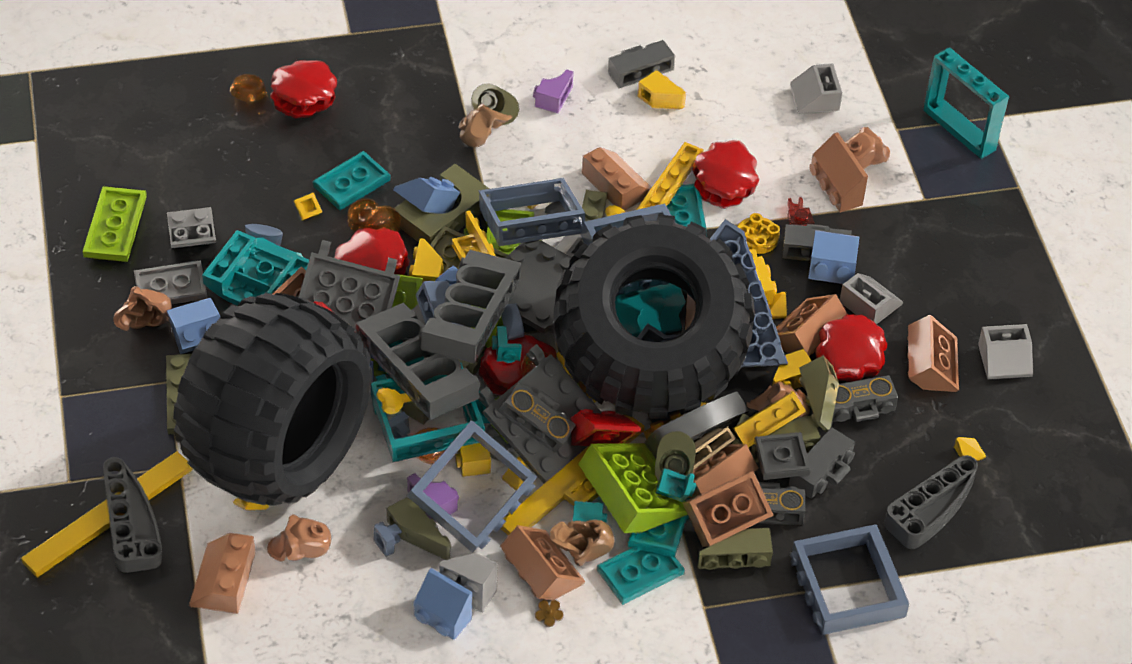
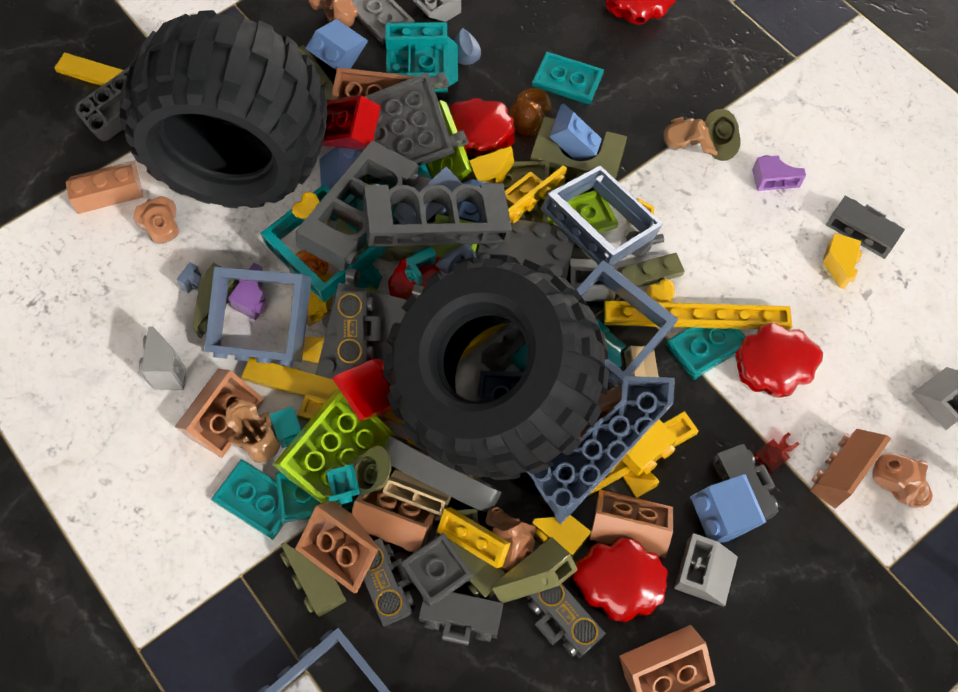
camera: 65 degrees right, 15 degrees up
(307, 206) = (518, 61): yellow slope -> none
(443, 604) = (127, 354): medium blue slope -> none
(549, 613) = (174, 442): pearl gold plant -> none
(615, 177) = (708, 270): nougat slope -> none
(760, 233) = (724, 424): yellow tile -> none

